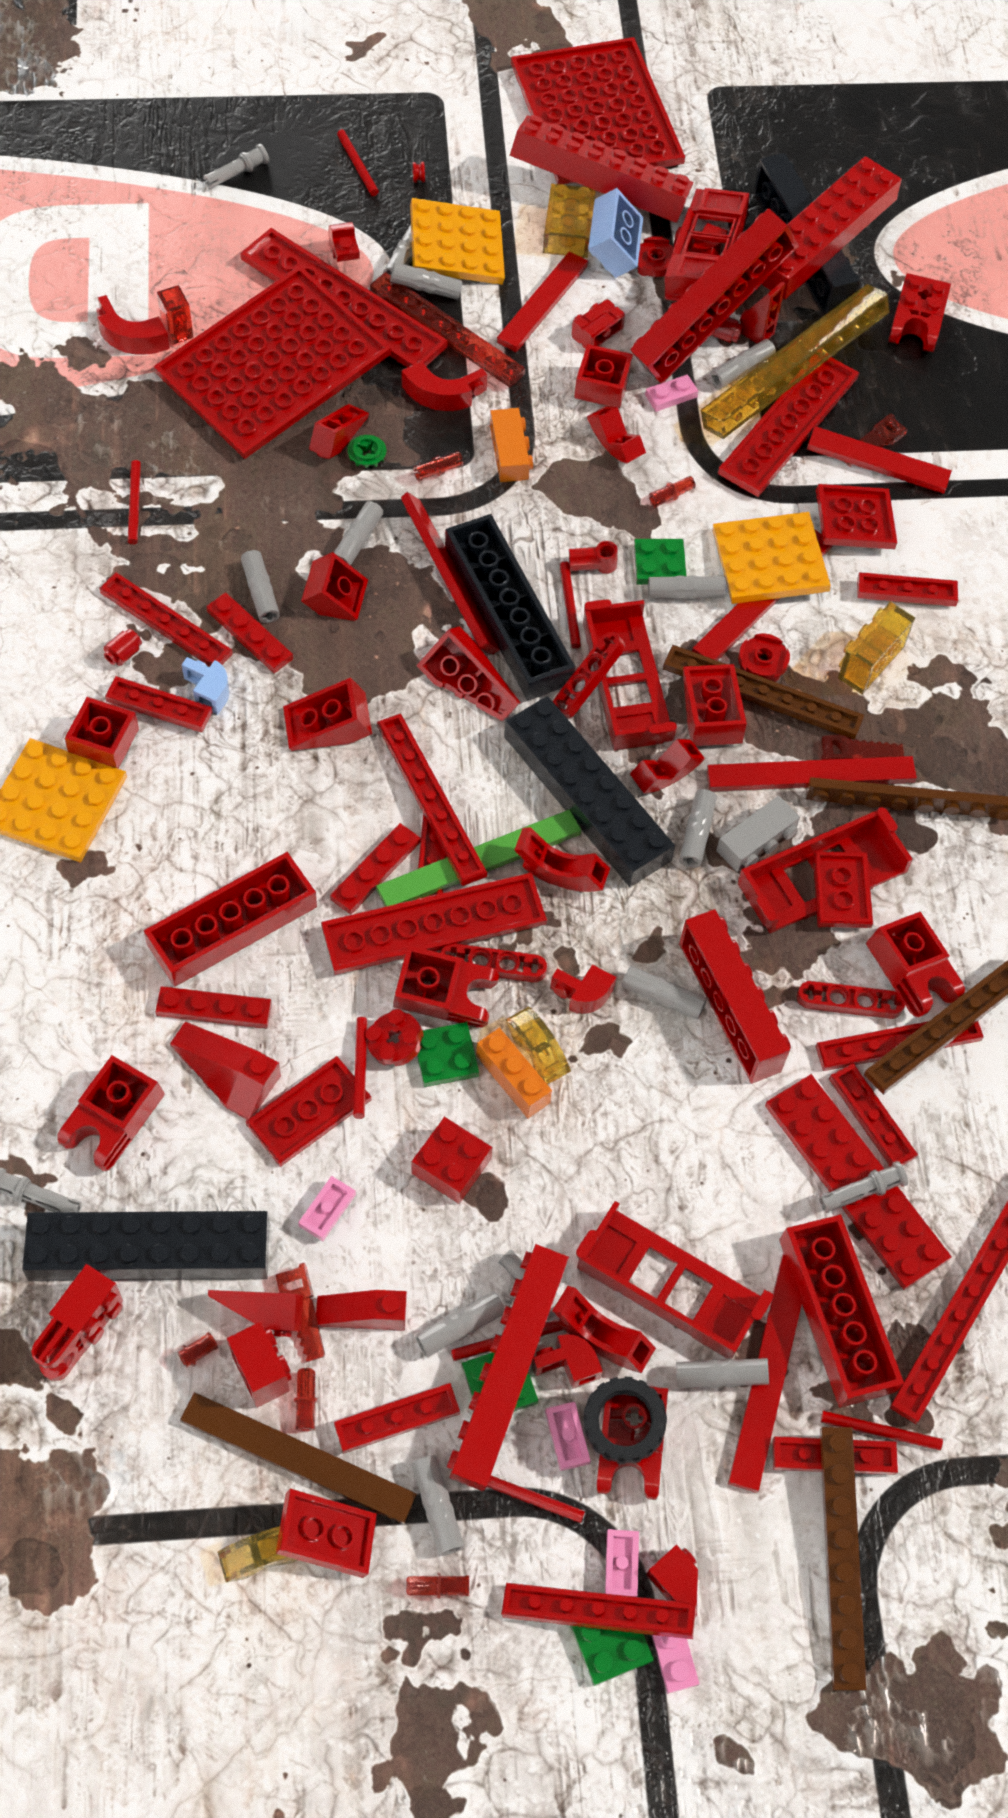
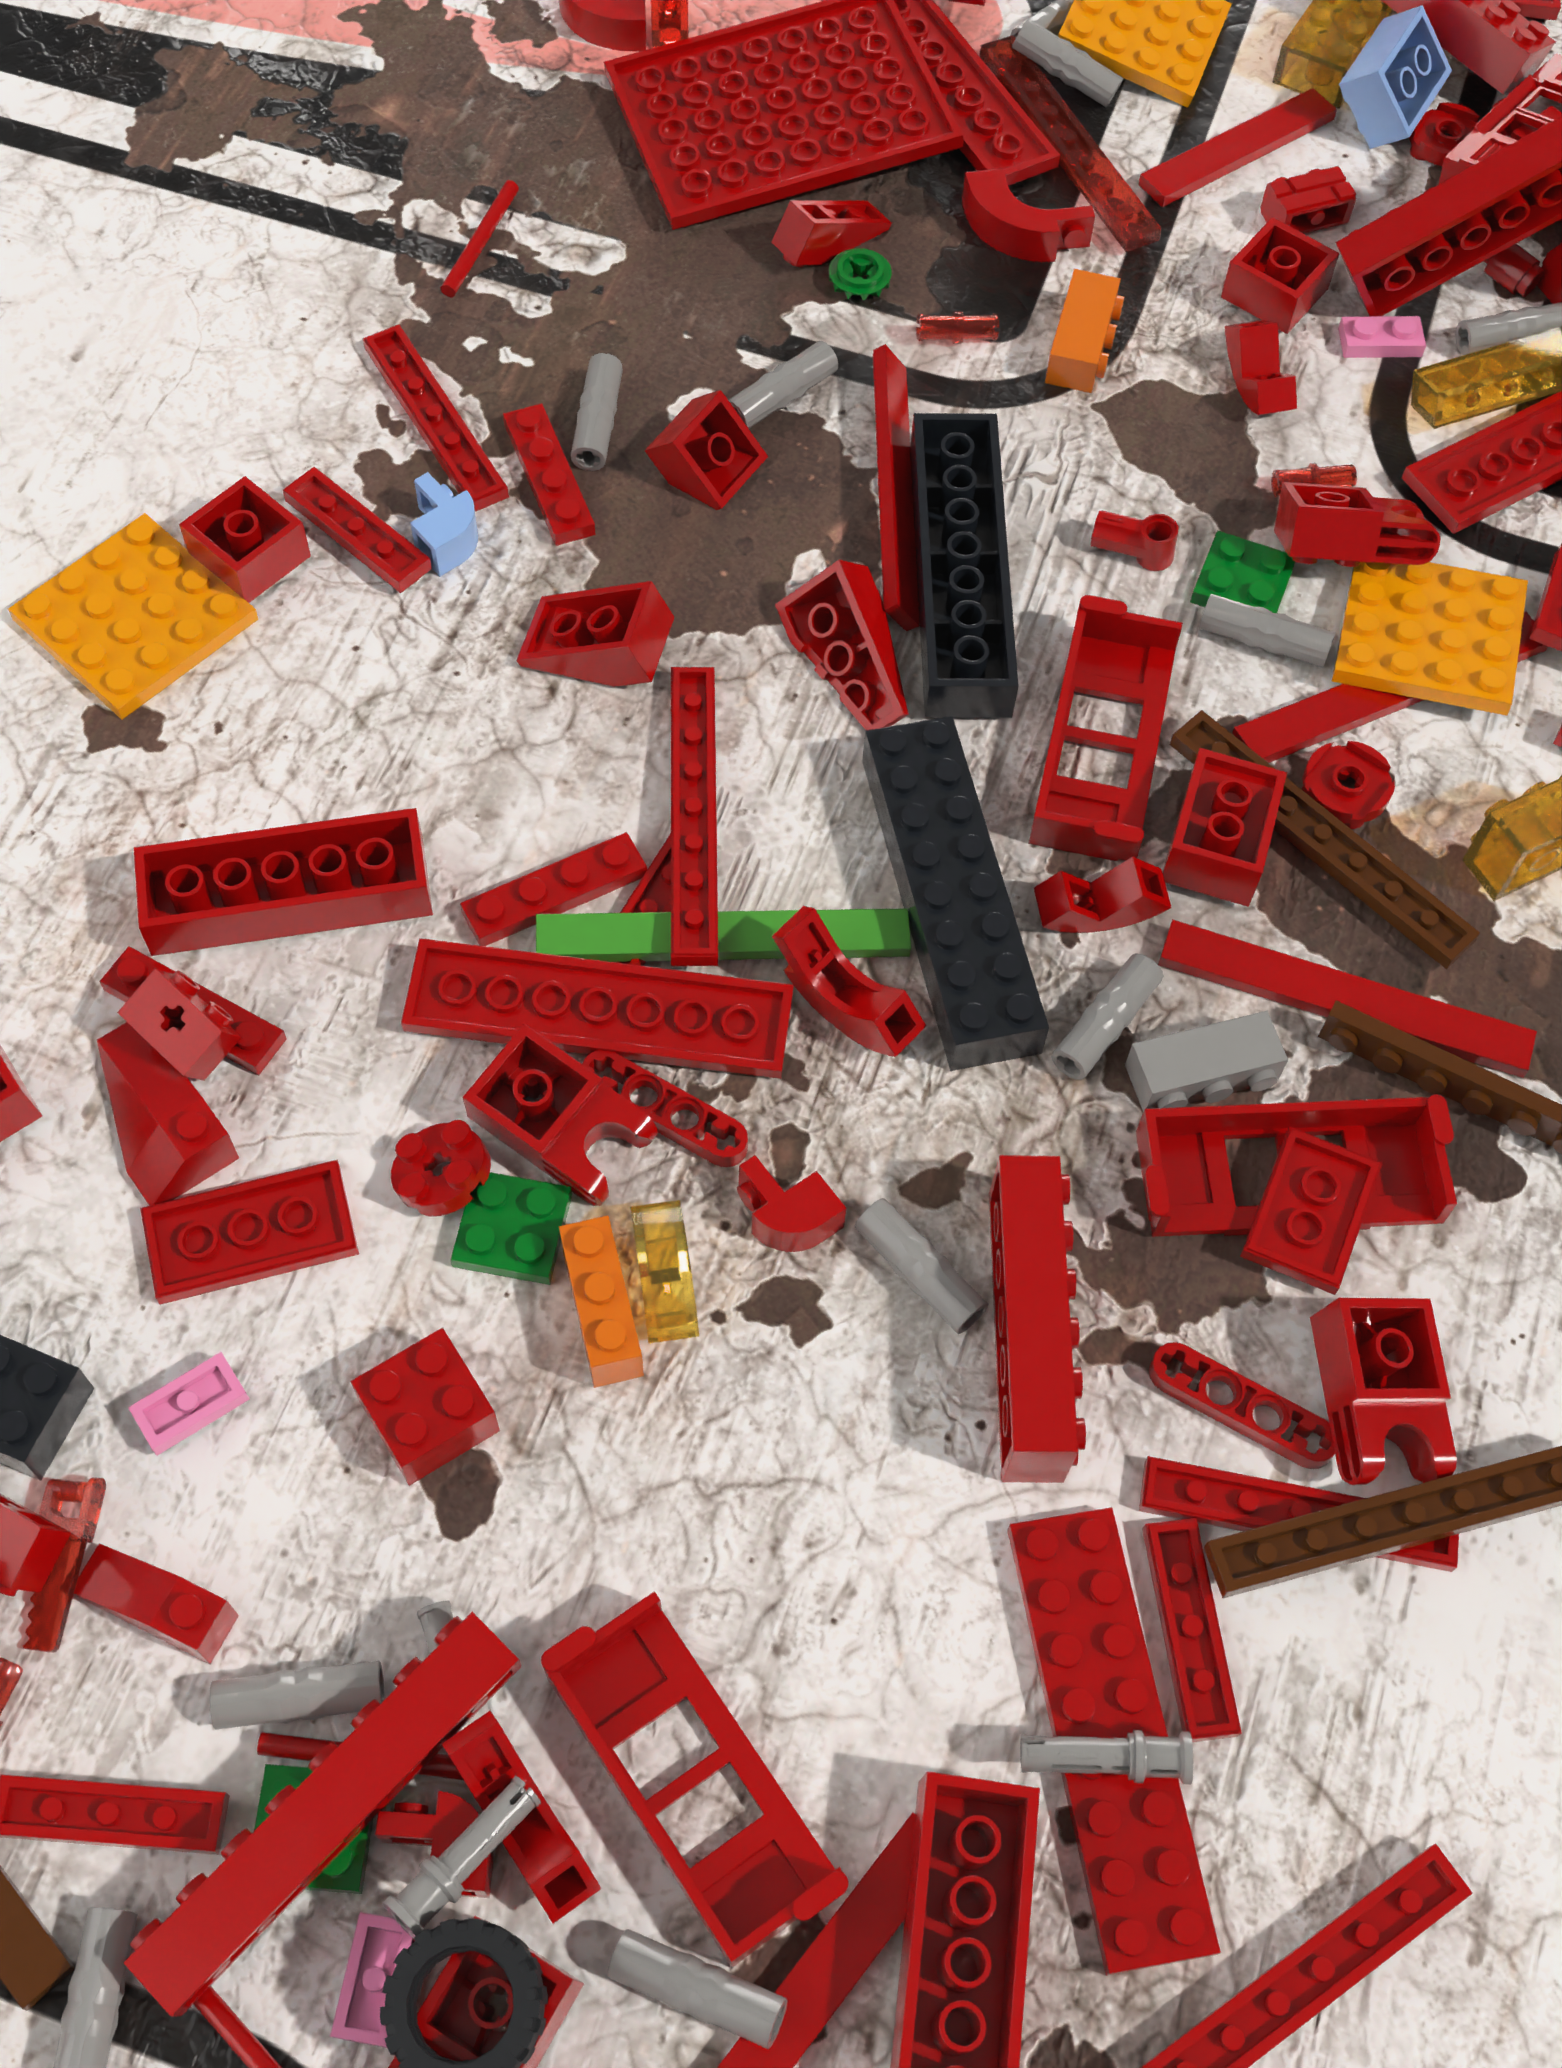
camera: 25 degrees right, 0 degrees up
(122, 647) = (347, 430): red brick -> none
(202, 1015) = (180, 1024): none -> red brick
(360, 1068) = (359, 1196): red bar -> none
(570, 605) = (1065, 598): red bar -> none
(583, 1370) = (443, 1876): none -> light grey pin
(591, 678) = (1037, 713): red beam -> none
(706, 513) = (1352, 526): none -> red brick
(856, 749) = (1445, 986): clear red piece -> none

